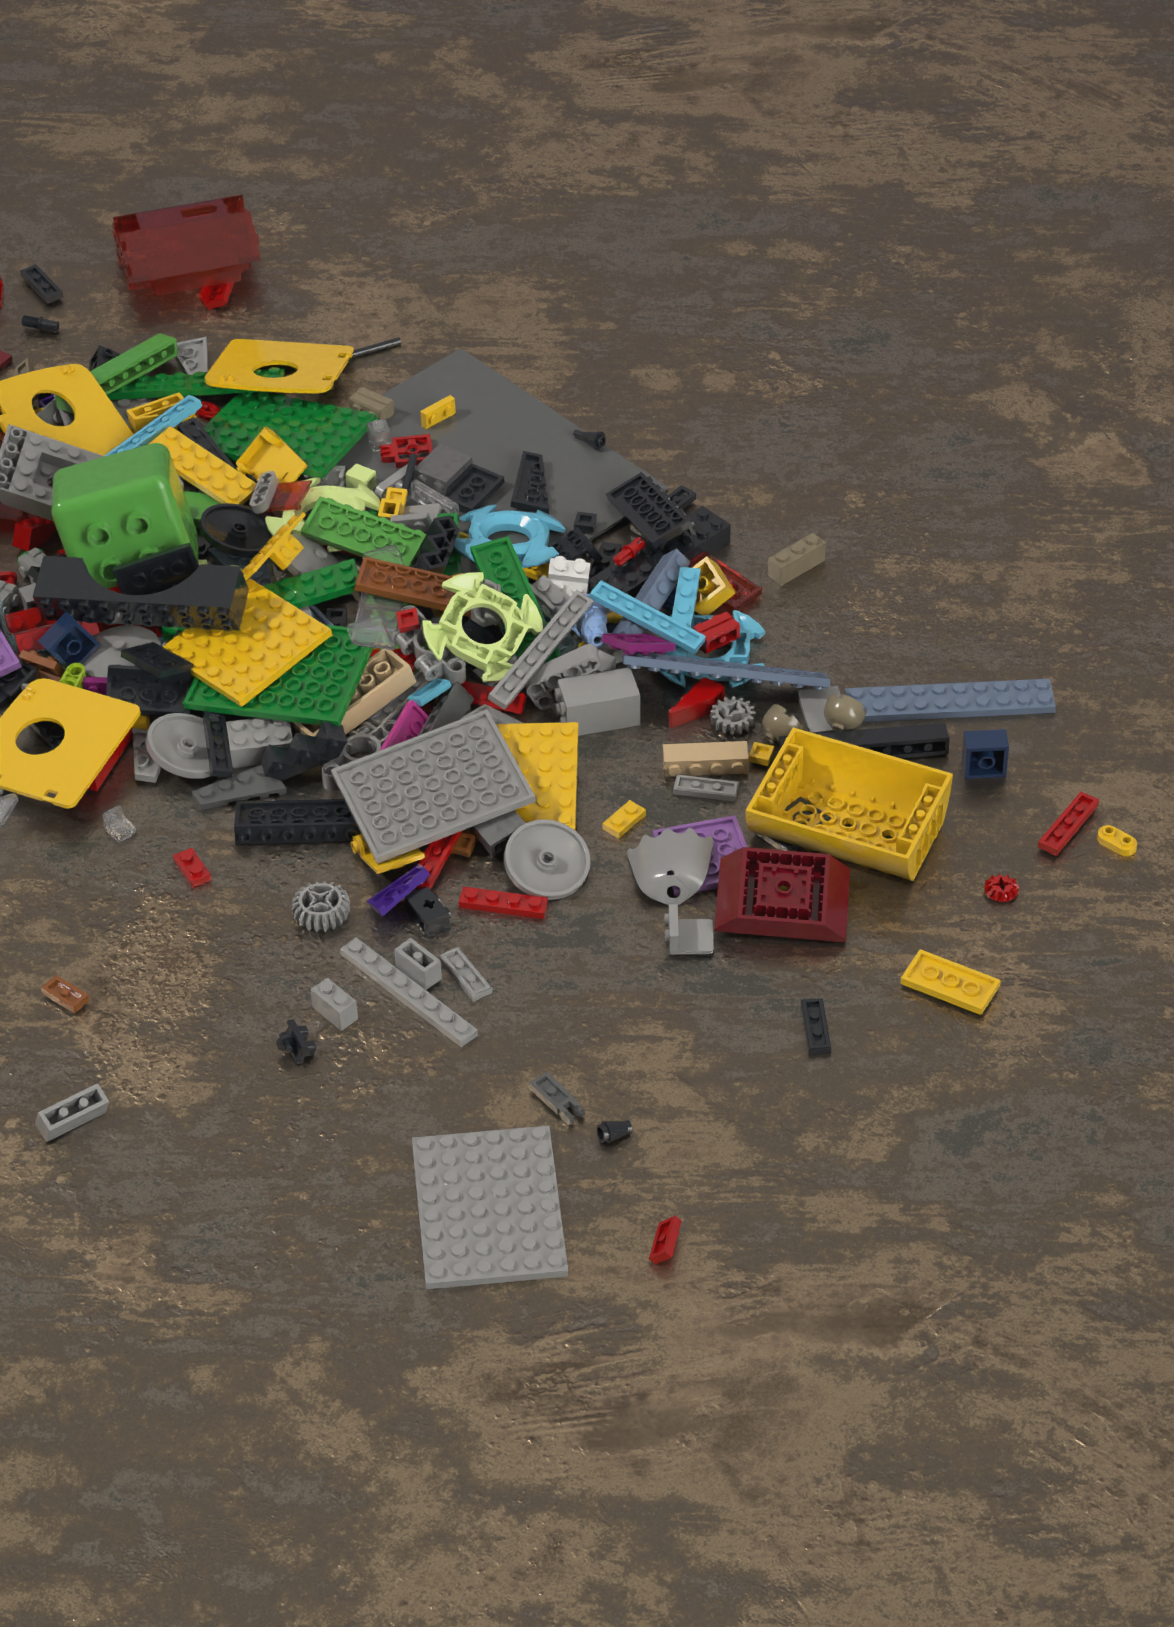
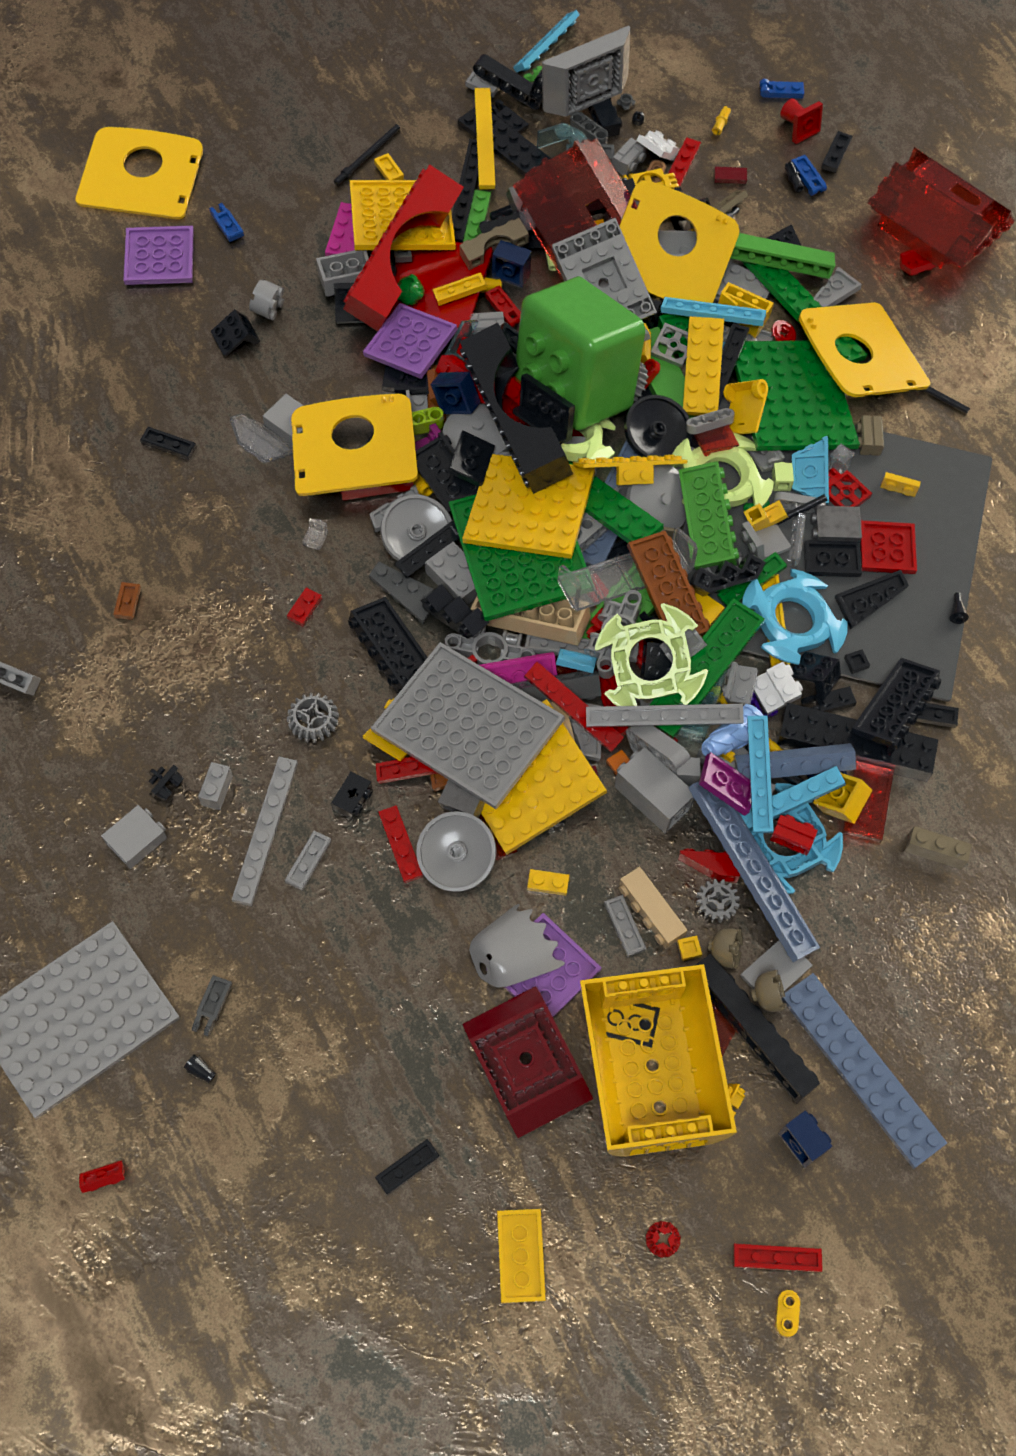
camera: 55 degrees right, 20 degrees up
(63, 314) = (809, 175): none -> blue plate
(336, 1086) = (134, 836): none -> light grey brick
(374, 454) = (812, 470): none -> medium azure wing
(396, 891) = (353, 761): dark purple wing -> none
(408, 620) = (619, 602): red plate -> none
(418, 963) = (288, 821): light grey brick -> none
(442, 715) = (570, 704): none -> red plate
(494, 448) = (888, 547): none -> red plate
(548, 717) = (616, 760): none -> orange tile
(628, 552) = (832, 715): red axle -> none
(688, 935) = (446, 1006): light grey bracket -> none

